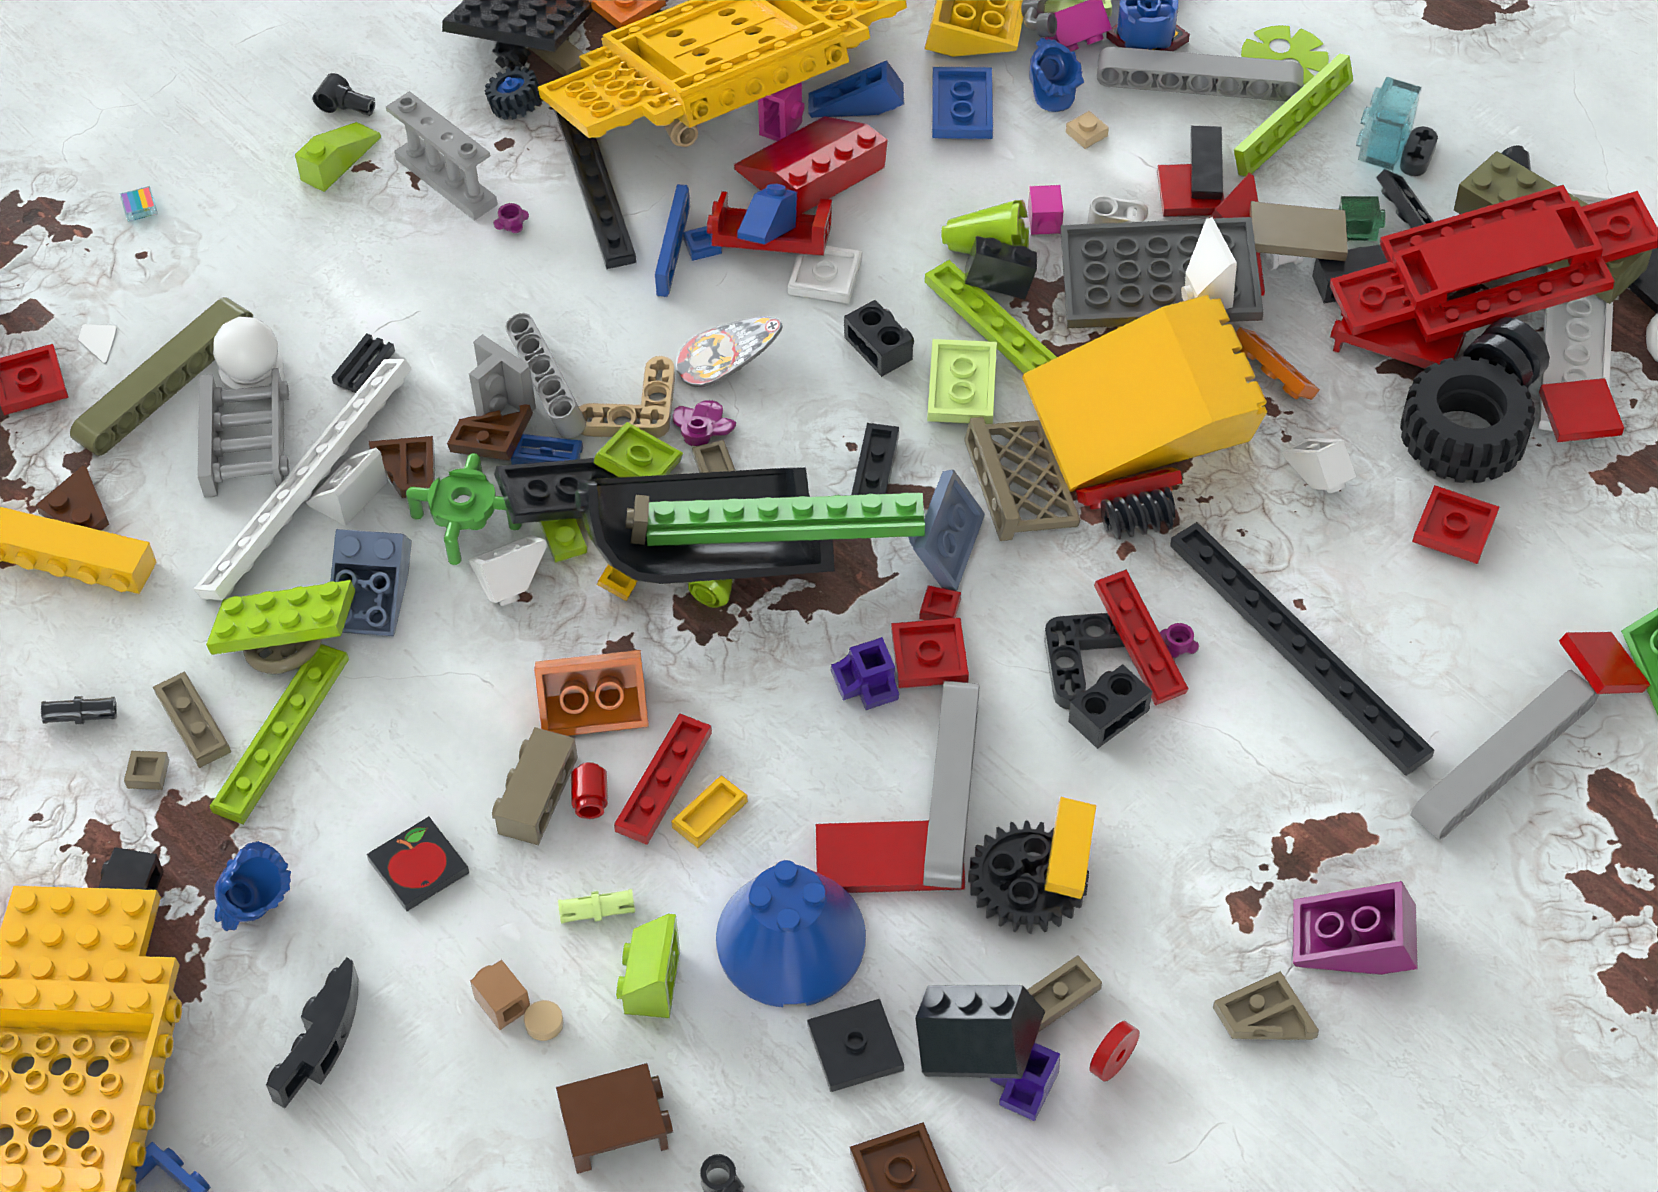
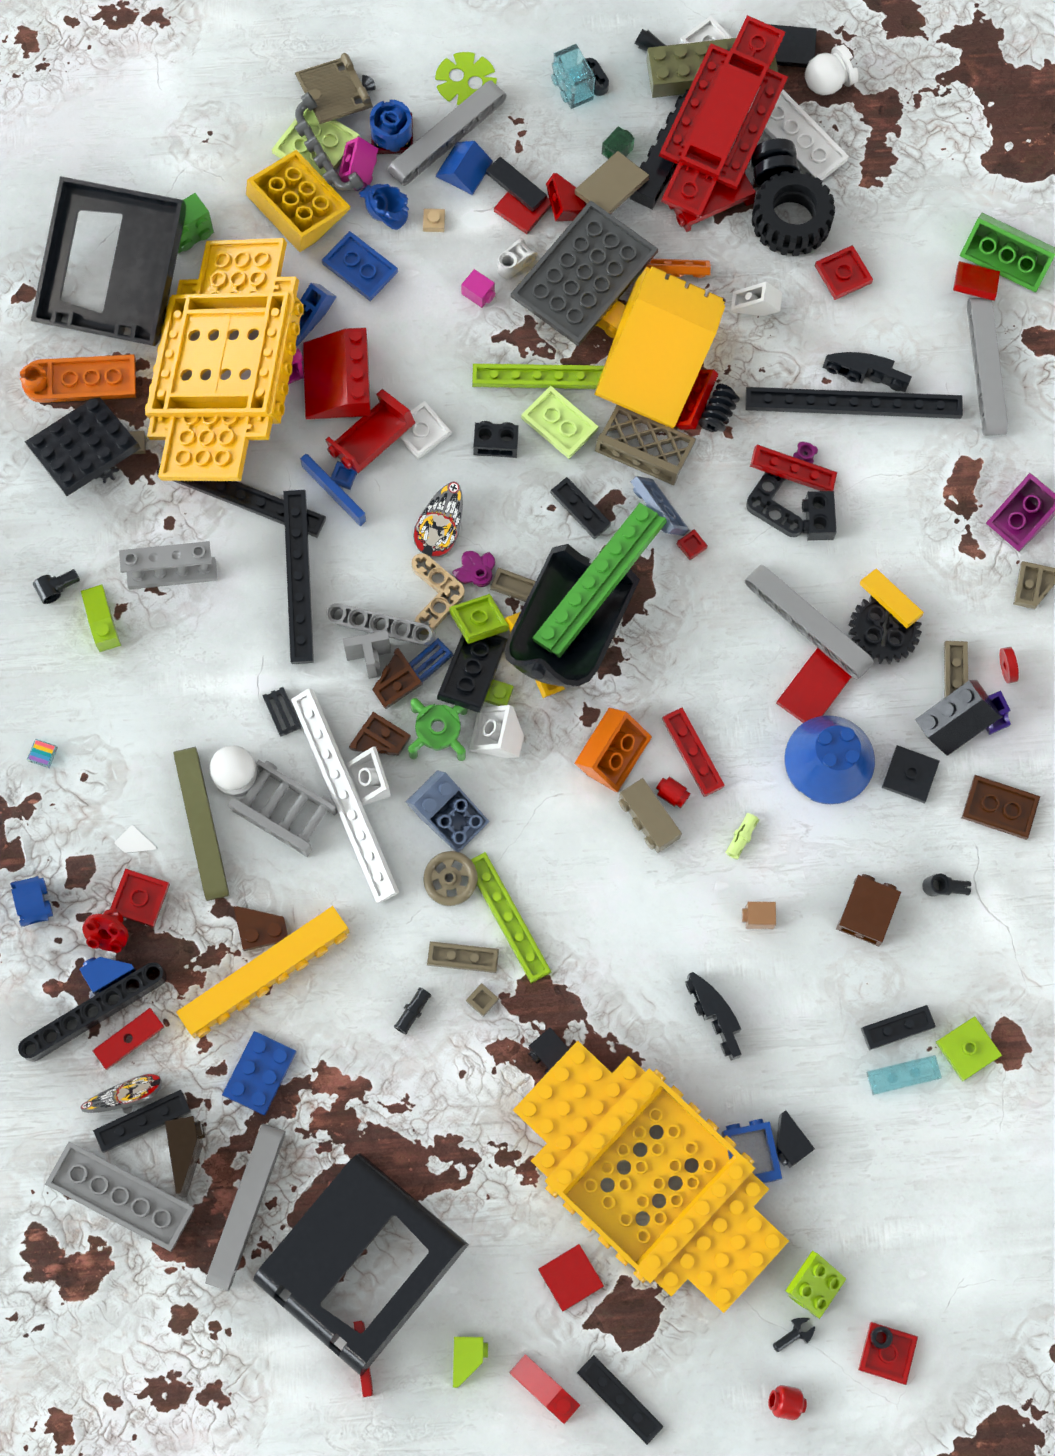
camera: 55 degrees left, 20 degrees up
(250, 885) = (605, 992): blue hair -> none
(281, 617) = (442, 870): lime plate -> none
(417, 863) = (647, 903): tile -> none
(511, 218) = (231, 559): magenta plate -> none
(513, 93) = (141, 491): black wheel -> none
(535, 273) = (298, 577): none -> black plate
(543, 1020) = (787, 905): tan tile -> none
(638, 519) = (543, 650): dark tan plate -> none
(650, 968) = (804, 835): lime slope -> none
(709, 811) = (727, 744): yellow tile -> none
(769, 214) = (371, 430): blue slope -> none
(867, 674) = (711, 611): dark purple brick -> none
(929, 652) = (719, 572): red plate -> none
(998, 222) = (473, 329): lime cone -> none
(1001, 267) = (505, 344): black brick -> none
(1173, 115) = (465, 166): none -> blue slope
(1211, 268) = (621, 253): white slope -> none
(1293, 115) = (517, 107): lime plate -> none
(1356, 621) = (858, 365): none -> black slope
(1400, 193) = (632, 116): black plate -> none
(1581, 410) = (830, 157): red tile -> none

